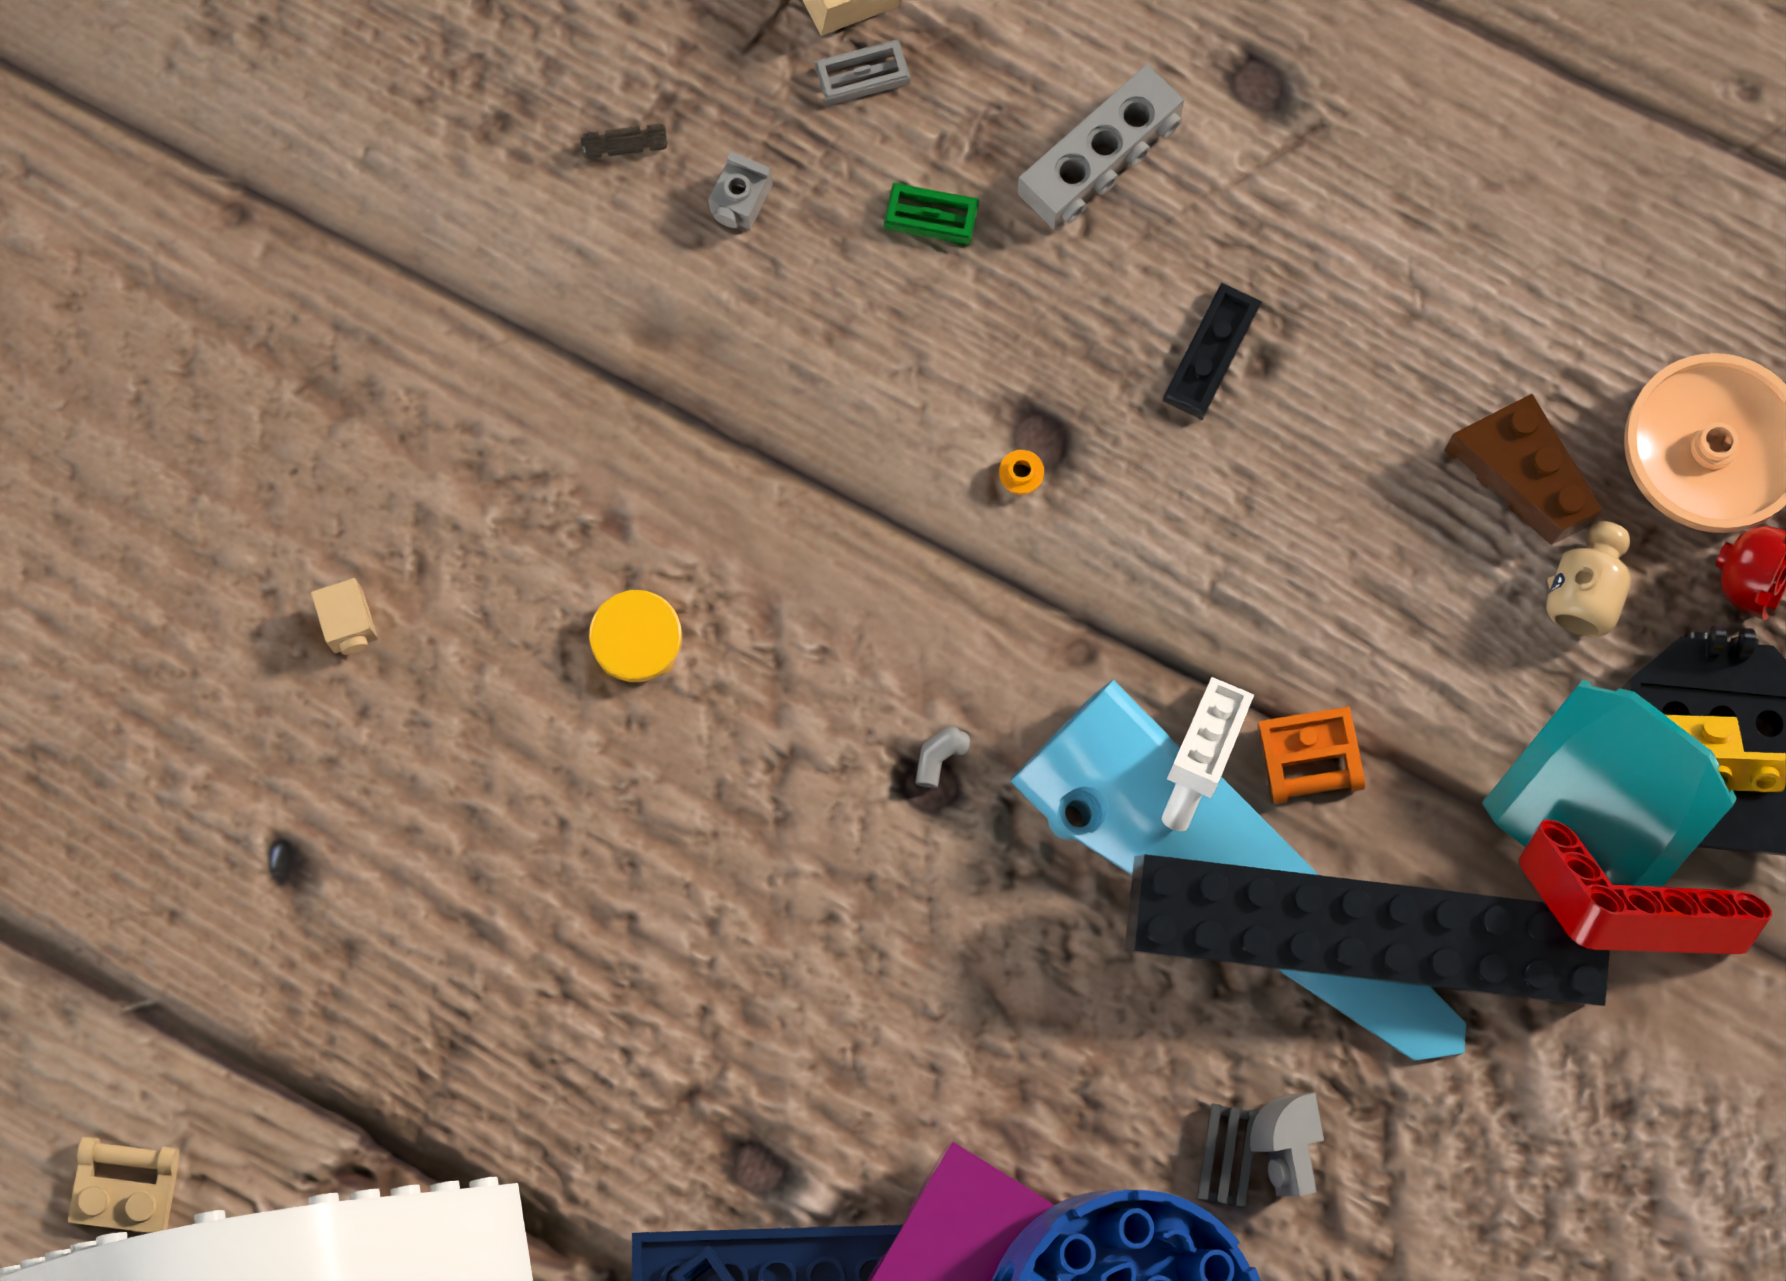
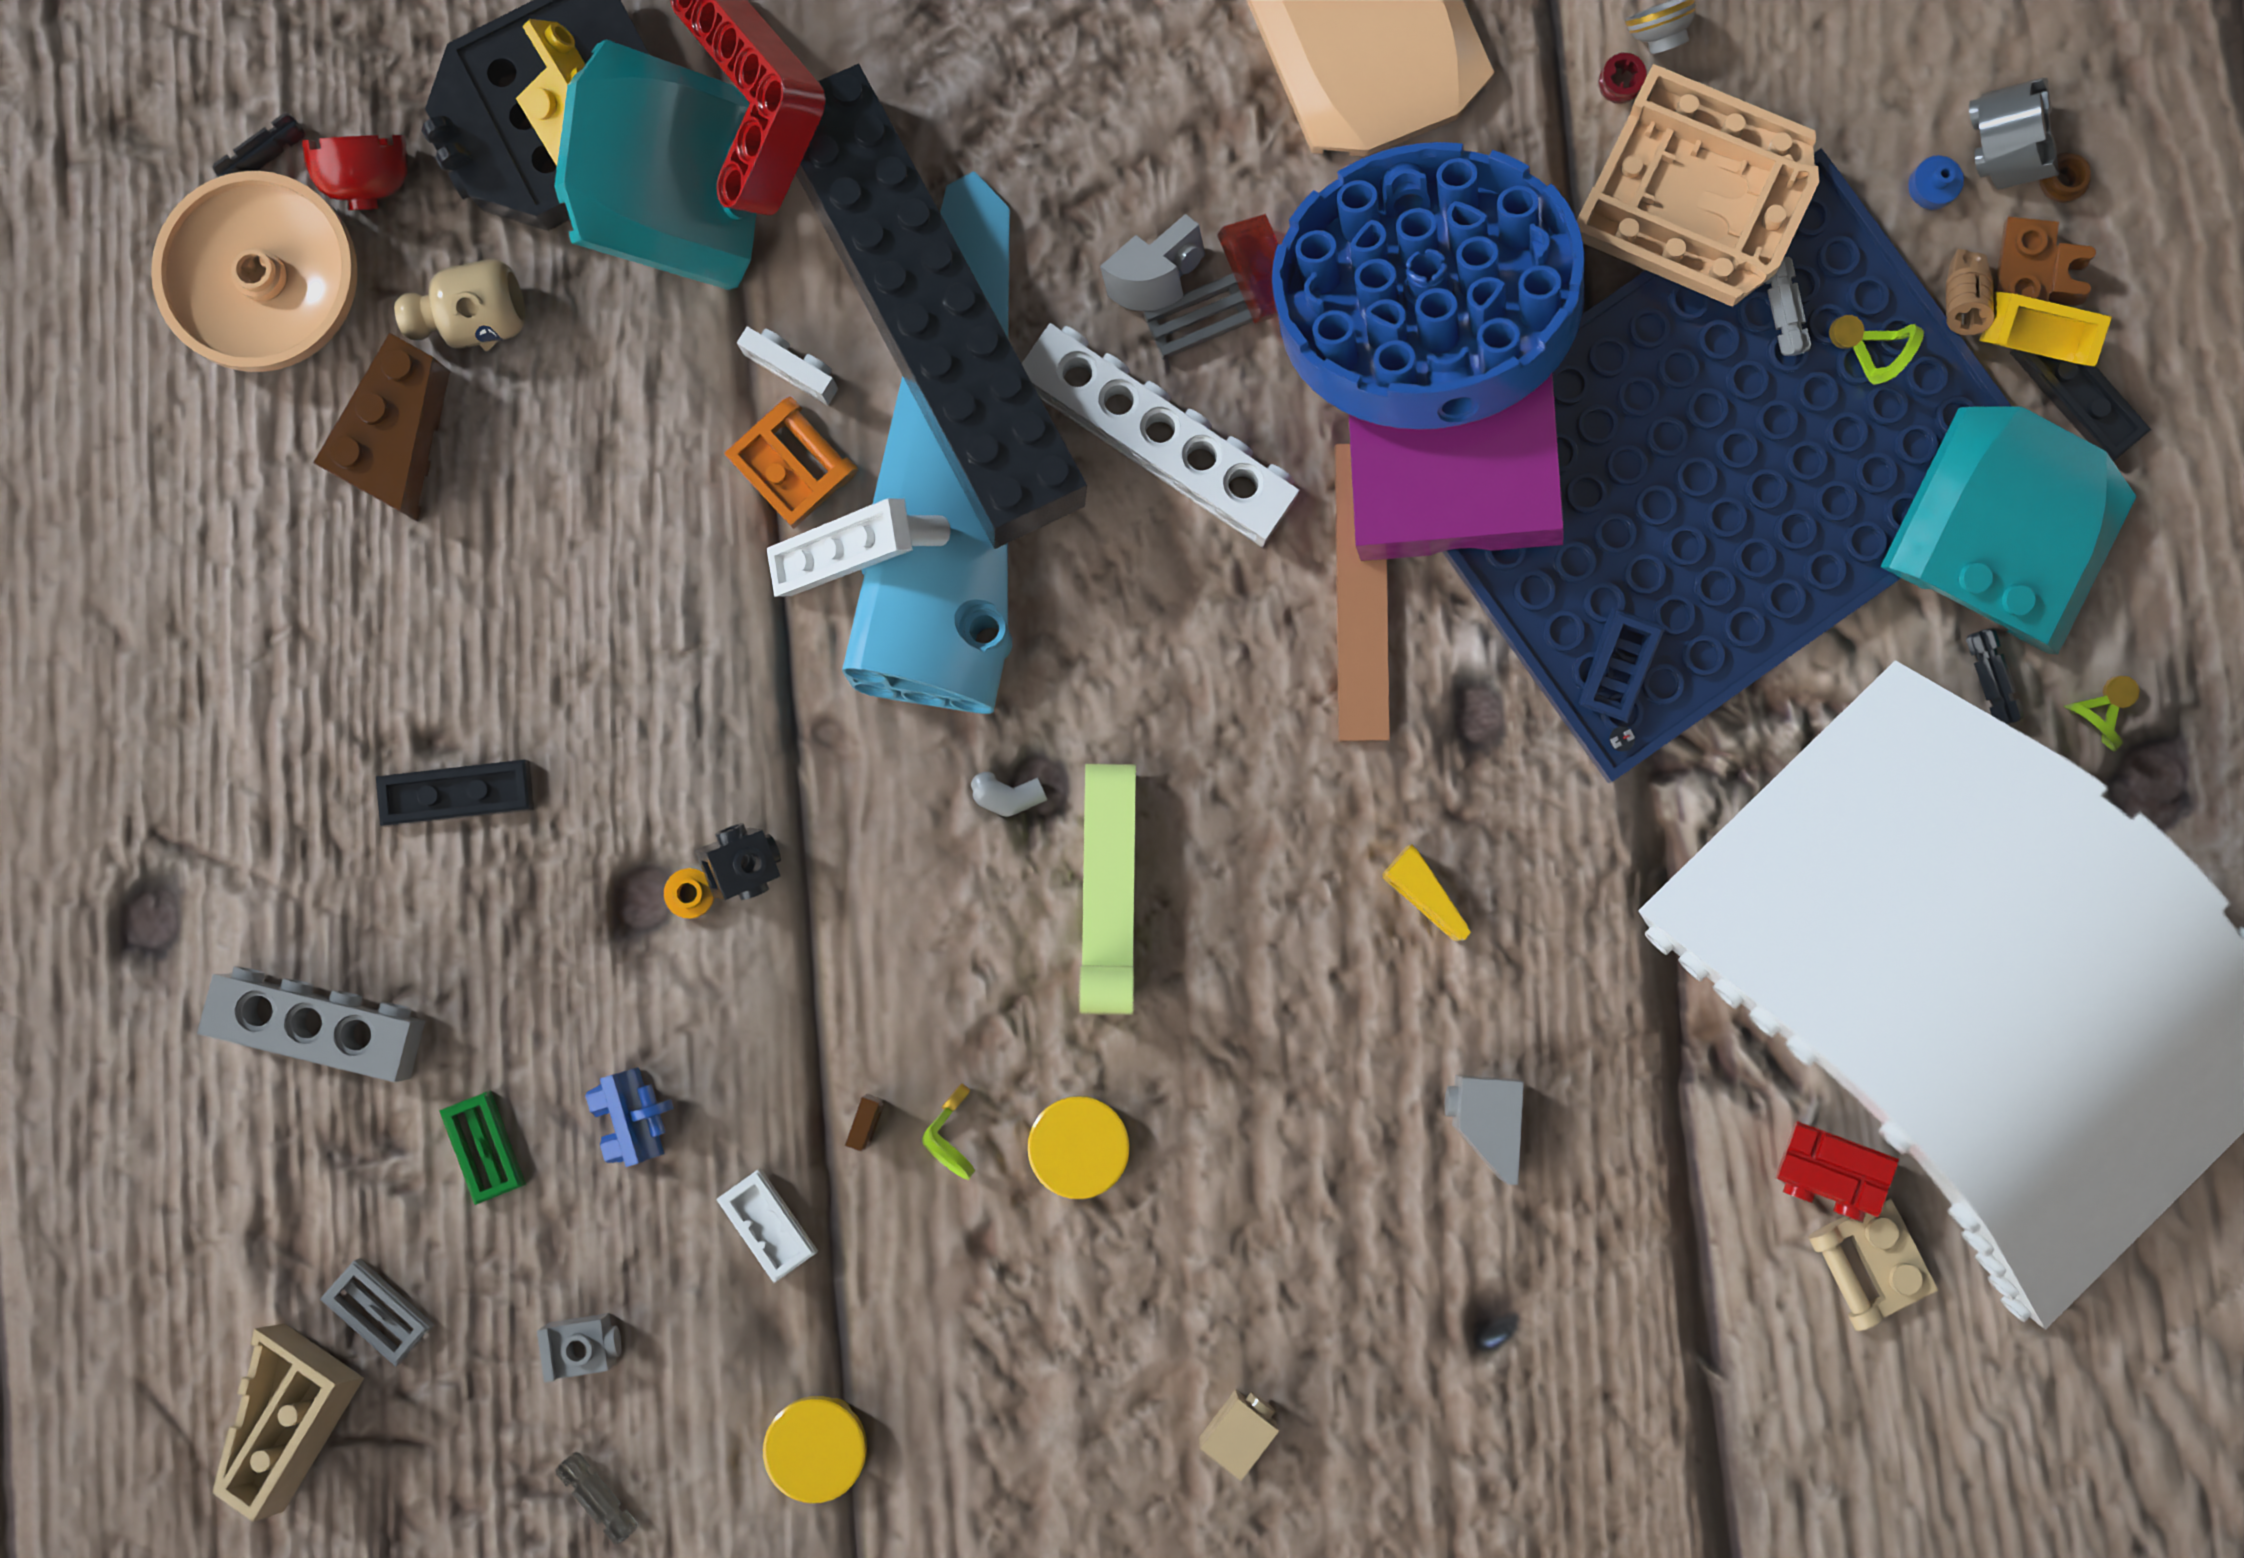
camera: 125 degrees left, 10 degrees up
(225, 1185) = (1836, 1170): none -> red brick
(441, 956) = (1489, 1119): none -> light grey slope
(550, 310) = (815, 1449): none -> yellow tile
(654, 1023) = (1418, 884): none -> yellow slope
(659, 1262) = (1622, 738): none -> black piece
(731, 560) = (939, 1147): none -> lime piece
(735, 376) = (767, 1225): none -> white plate
(743, 732) = (1108, 889): none -> yellowish green beam
(761, 491) = (865, 1122): none -> reddish brown tile
(880, 1112) = (1360, 623): none -> nougat tile
(881, 329) = (633, 1115): none -> blue hips
(1033, 516) = (723, 862): none -> black brick
(1255, 997) = (1253, 516): none -> white brick
(1256, 1228) = (1251, 253): none -> clear red plate
(1374, 810) = (771, 353): none -> white plate

